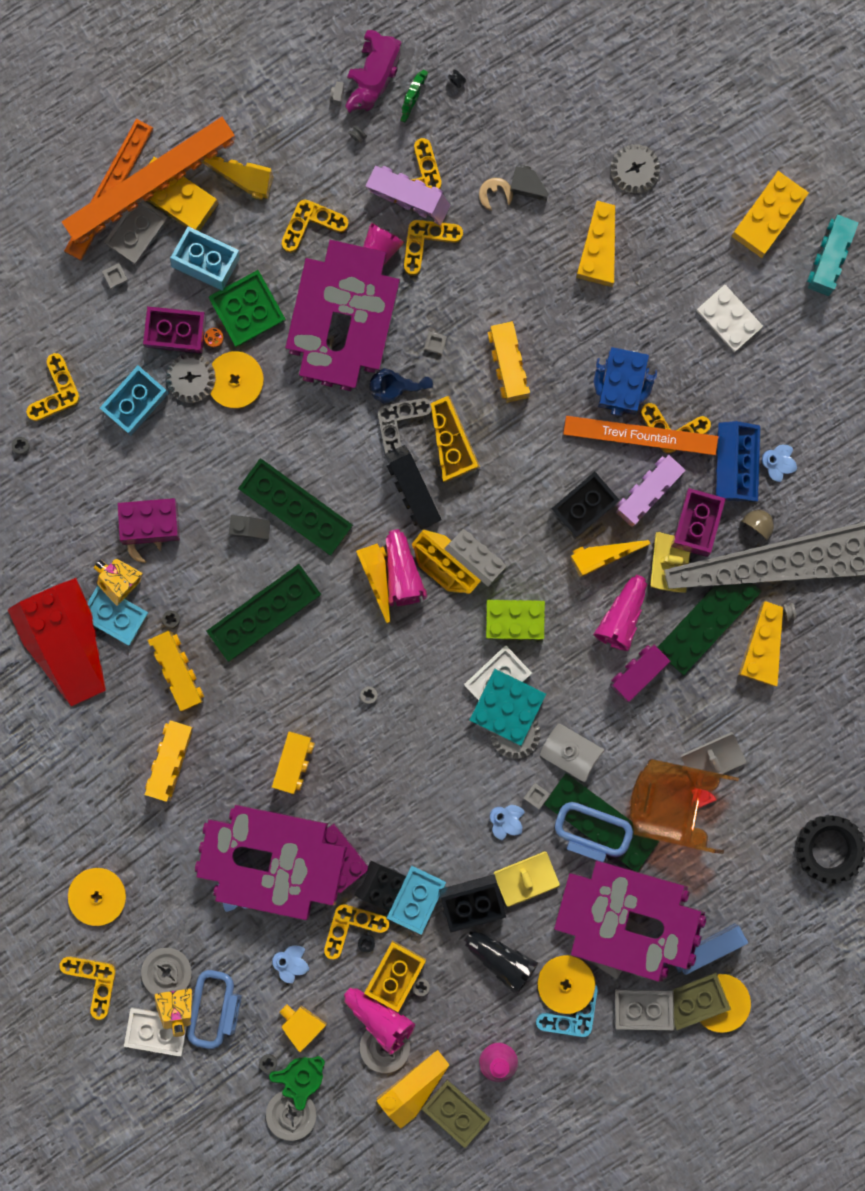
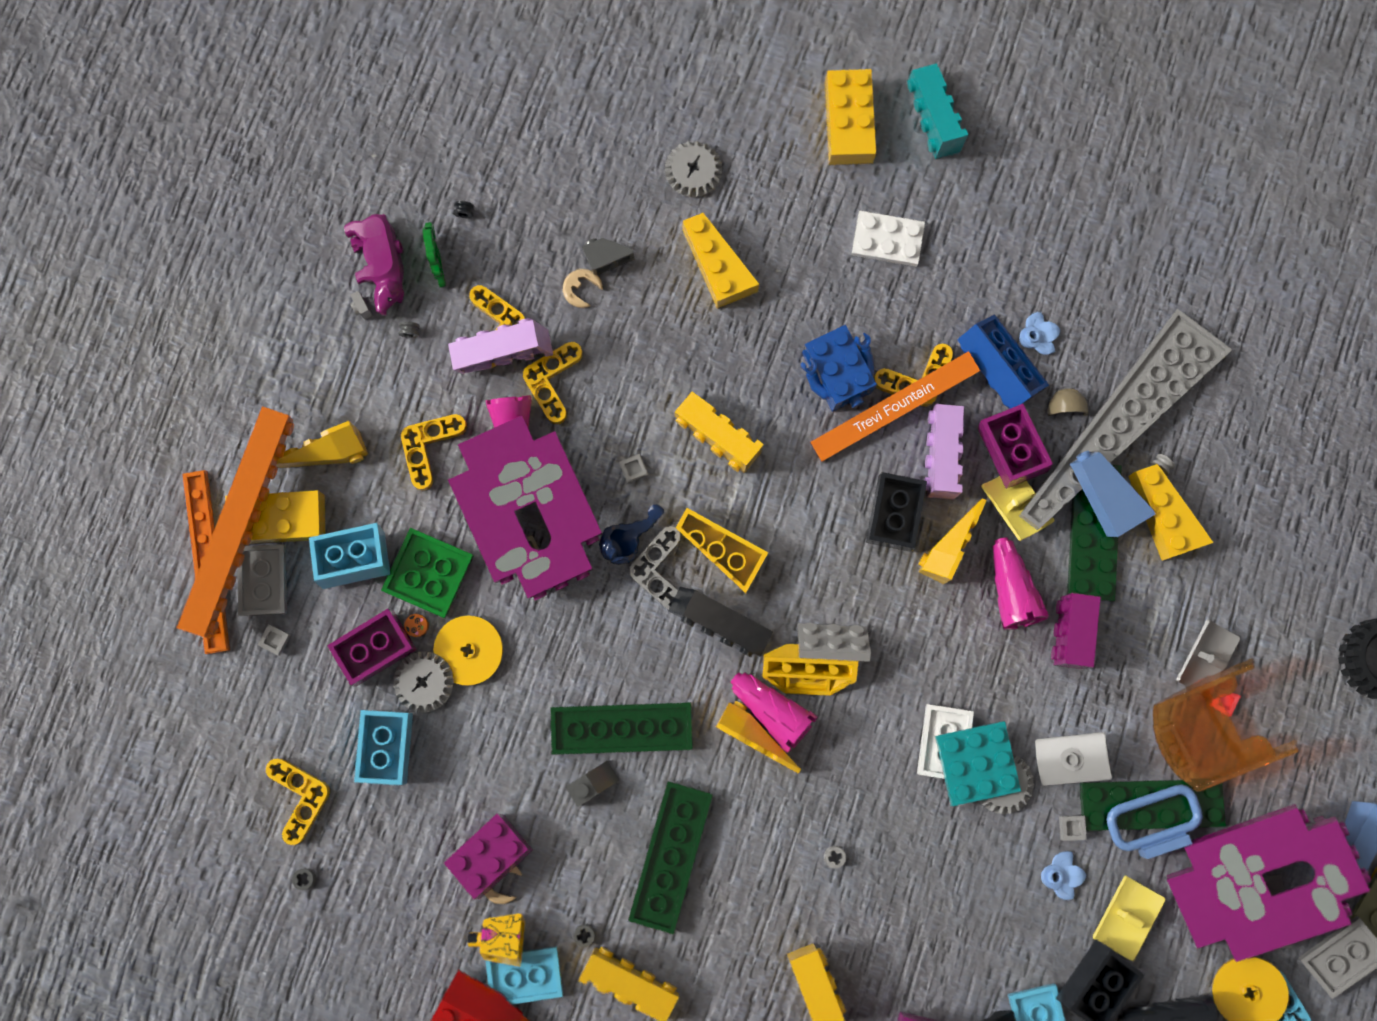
camera: 40 degrees left, 5 degrees down
(515, 619) = (917, 673): lime brick -> none
(733, 604) = (1109, 494): none -> medium blue slope

